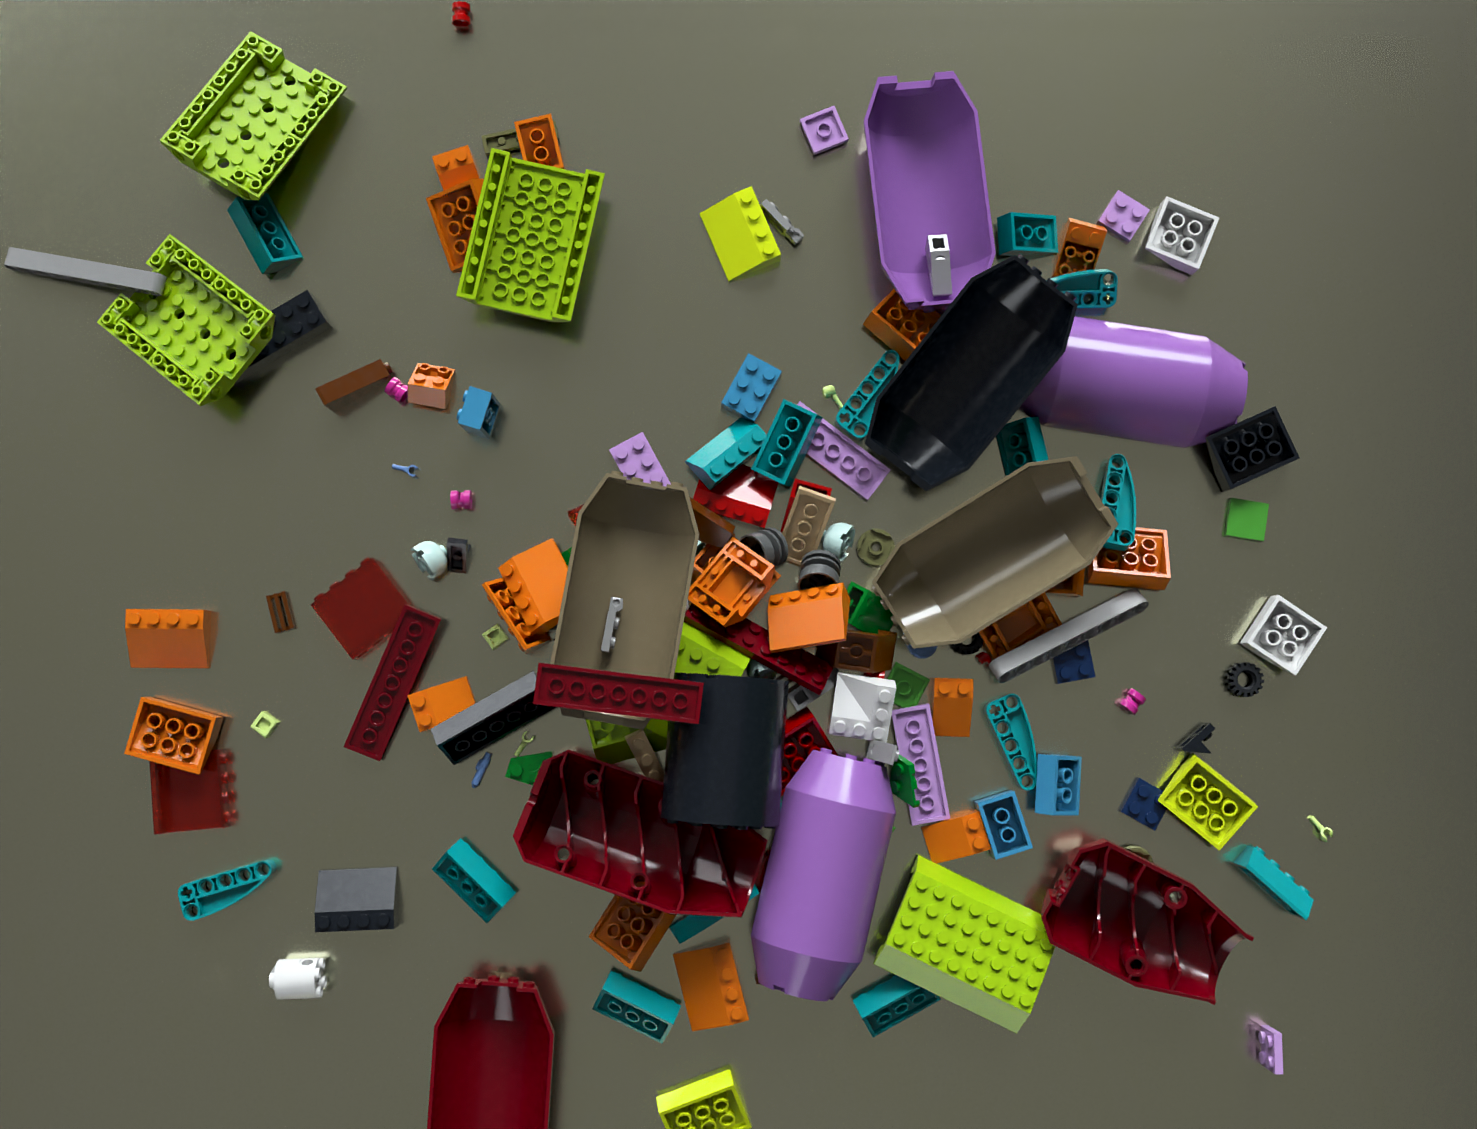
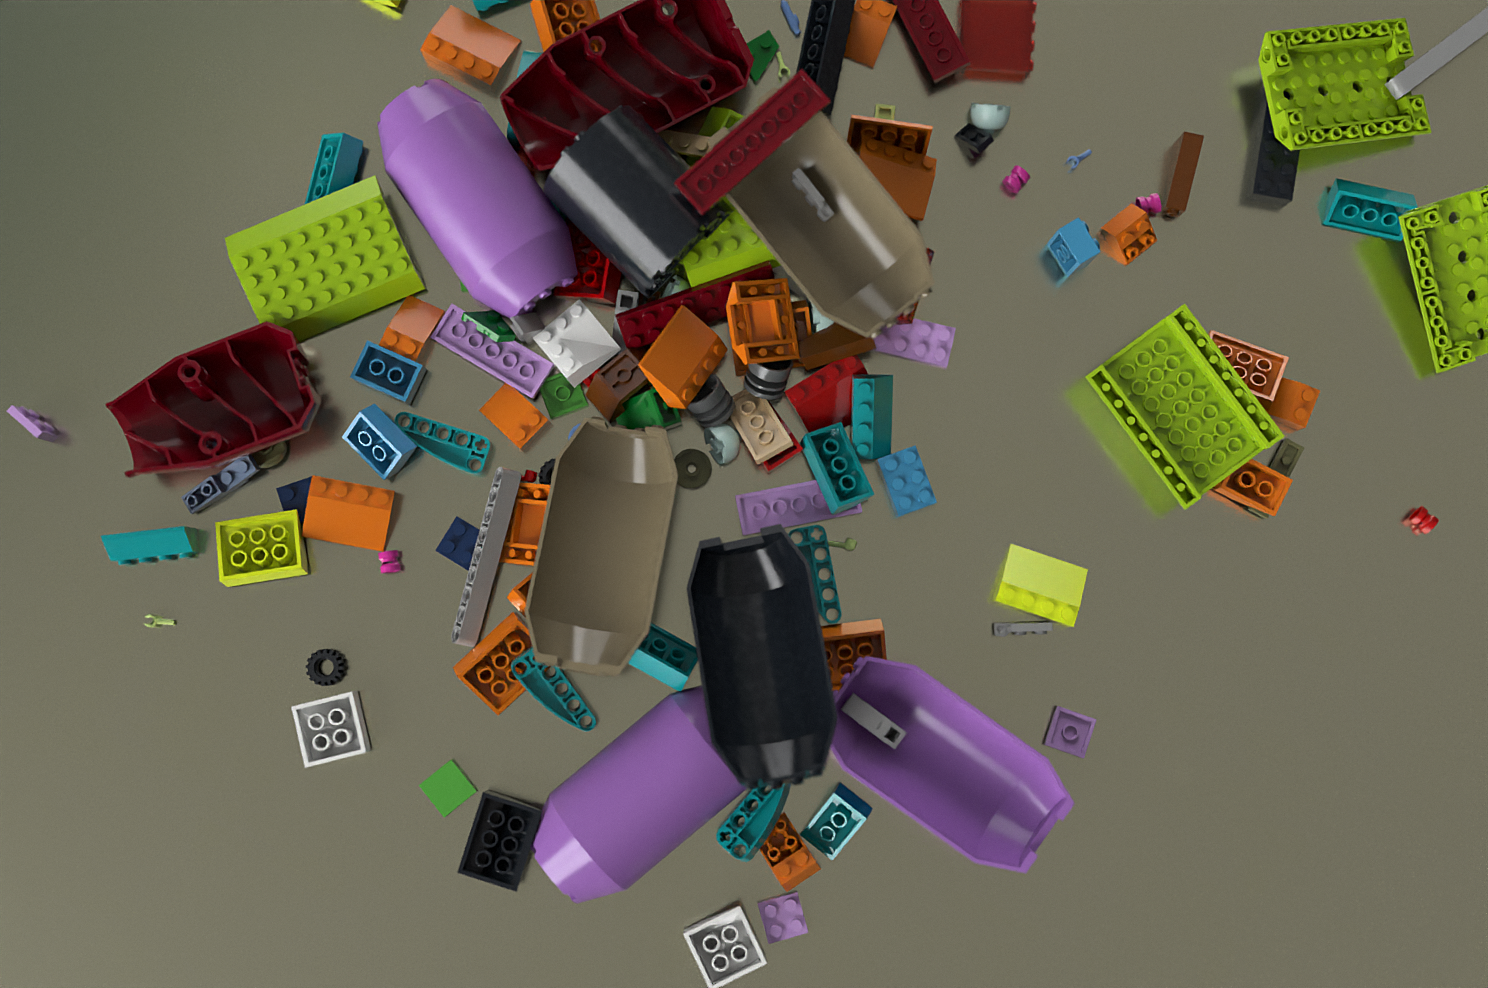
camera: 130 degrees right, 0 degrees up
(1126, 761) = (348, 513): none -> orange slope
(1194, 741) = (314, 579): black slope -> none
(1195, 874) = (221, 484): none -> sand blue slope

